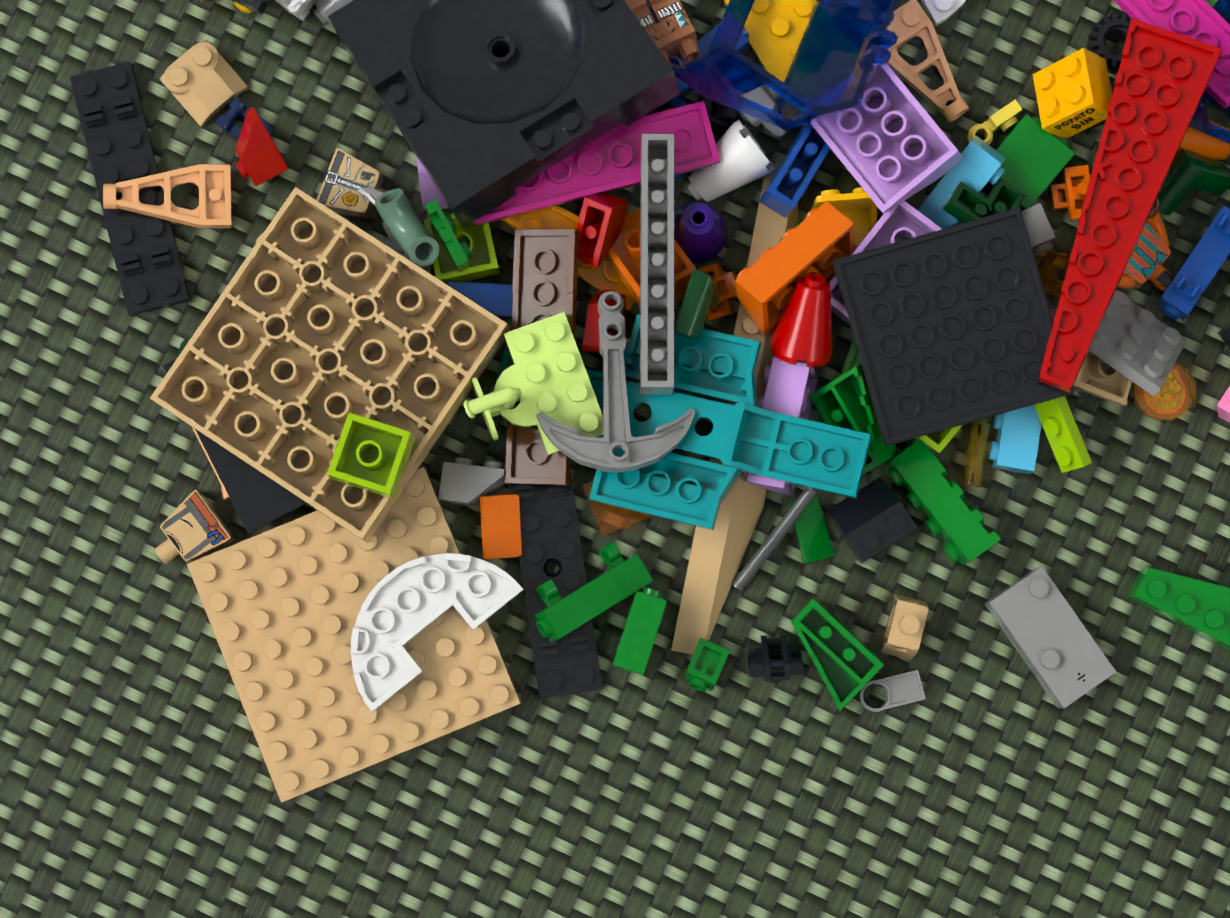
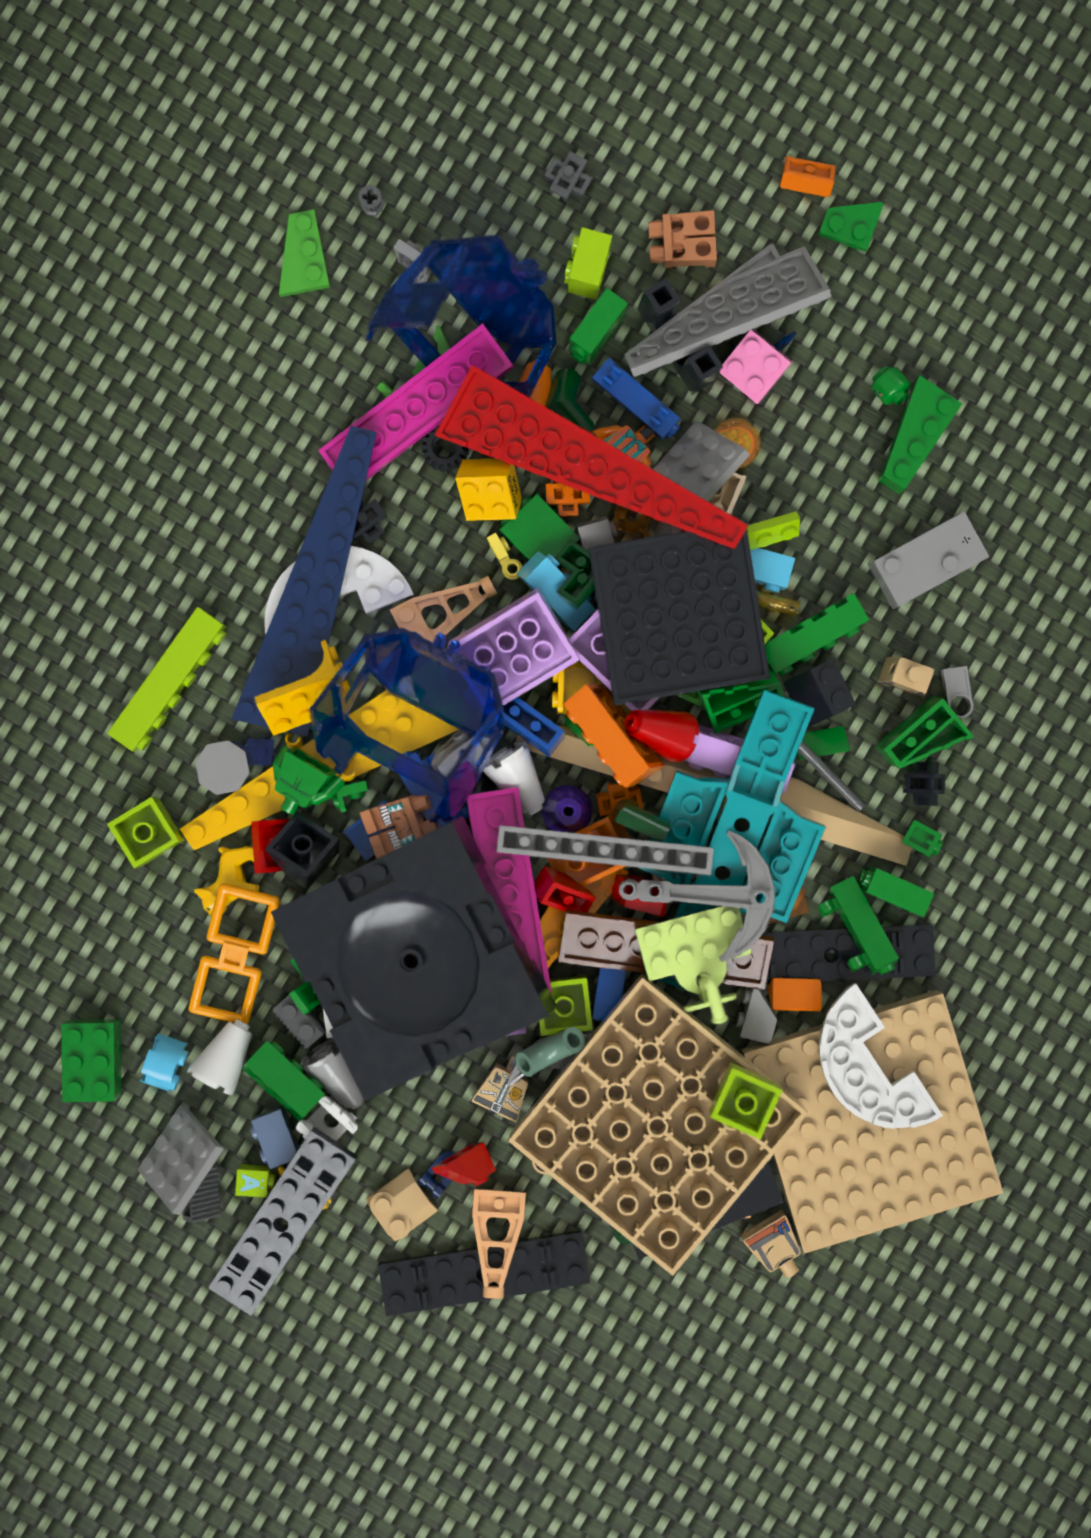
camera: 85 degrees left, 5 degrees up
(444, 226) = (571, 1012): green wing -> none

